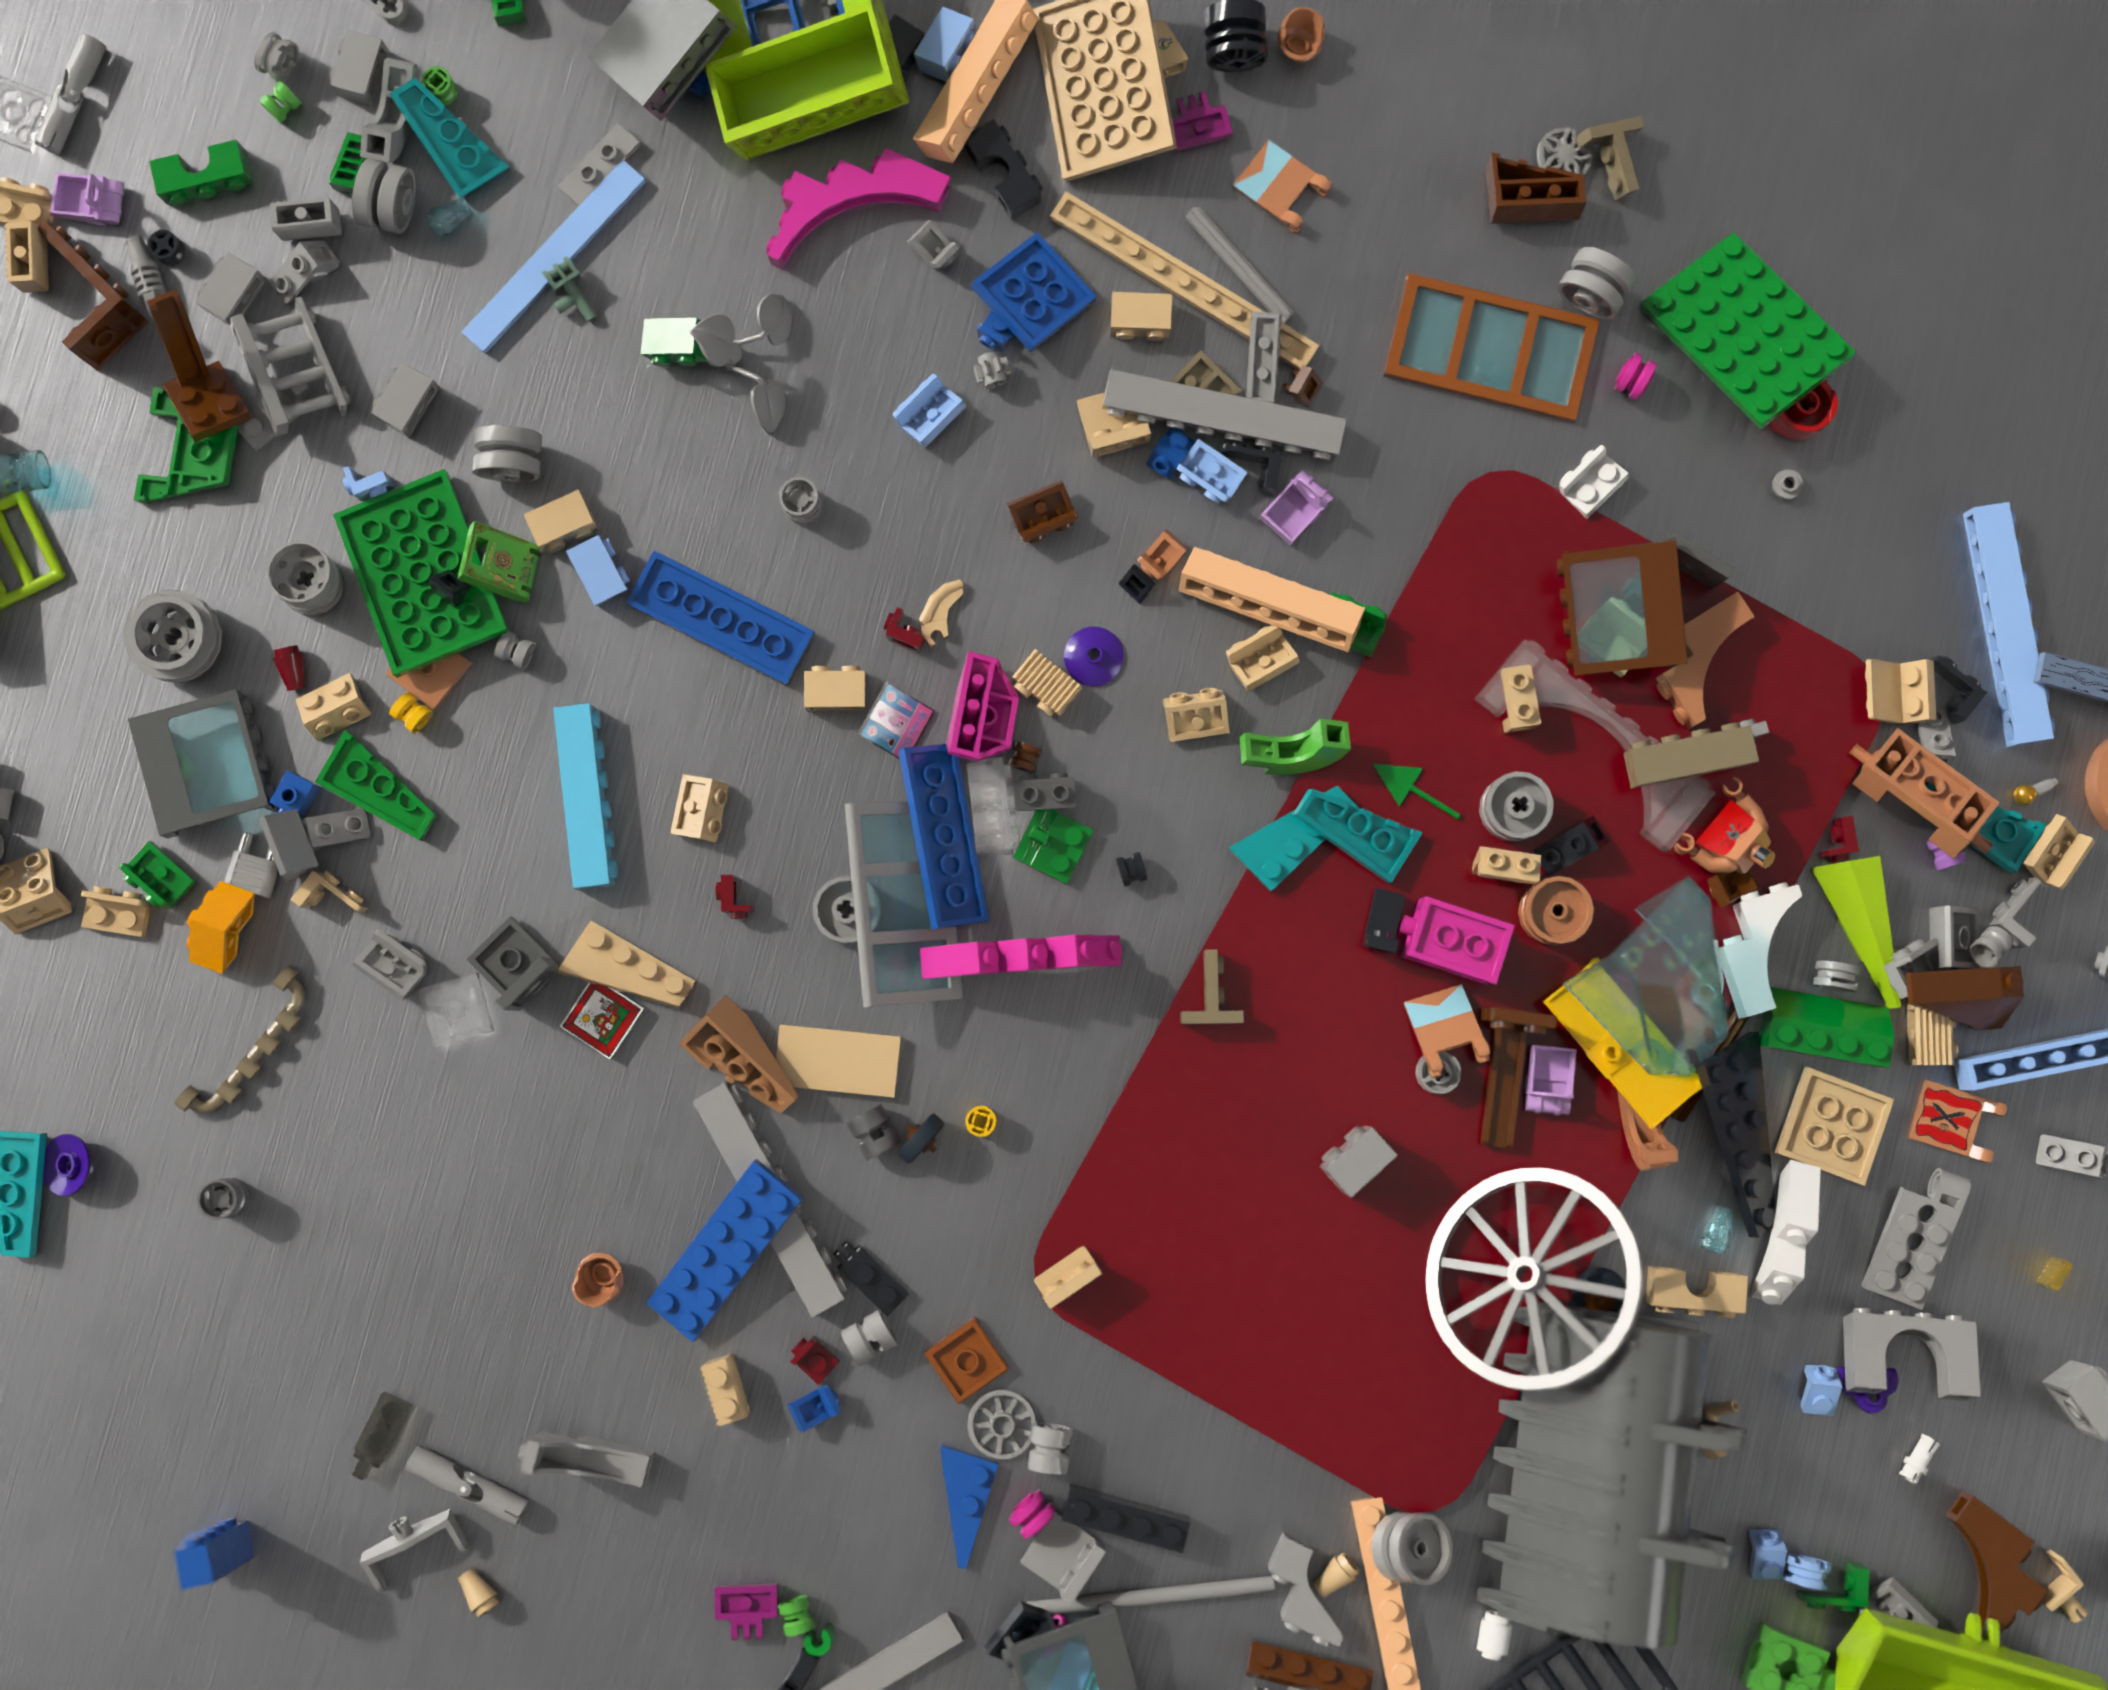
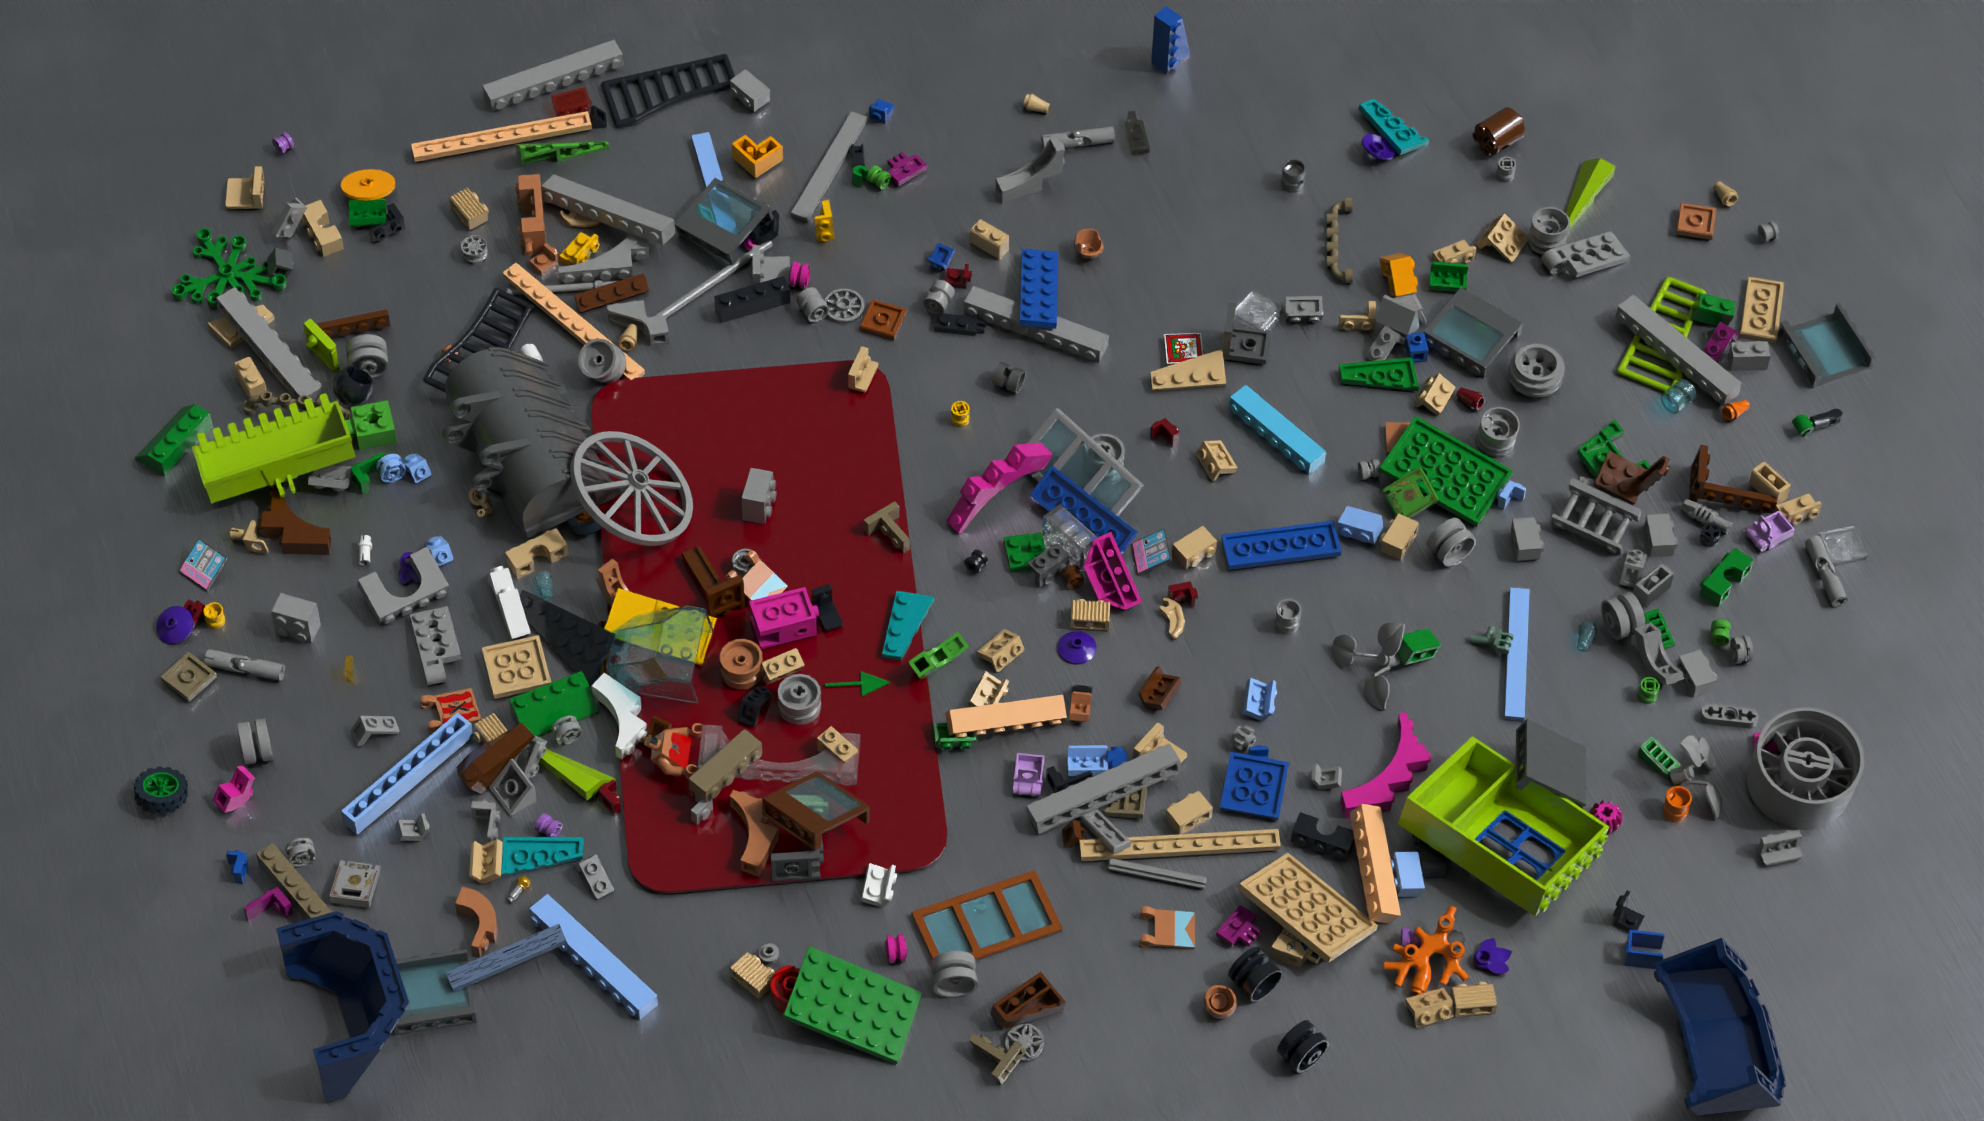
camera: 145 degrees right, 30 degrees down
(406, 1536) = (1086, 105): light grey piece -> none
(411, 712) = (1390, 410): yellow wheel -> none
(449, 588) = (1425, 463): black slope -> none
(452, 146) = (1618, 664): teal wing -> none
(599, 162) = (1535, 702): light grey plate -> none
(735, 1047) = (1115, 374): medium nougat wedge -> none
(839, 1060) = (1062, 393): tan tile -> none
(921, 1138) = (983, 386): black wheel -> none
(935, 1571) = (824, 223): none -> yellow bracket
(968, 1488) = (837, 270): blue wing -> none
(1367, 838) = (870, 638): teal wing -> none
(1550, 1080) = (684, 591): lavender piece -> none
(1830, 464) = (752, 974): none -> tan brick
(1900, 691) = (633, 881): tan bracket -> none
(1956, 807) = (561, 829): nougat brick -> none
(1970, 689) = (594, 912): black bracket -> none
(1990, 946) = (492, 792): light grey wheel -> none

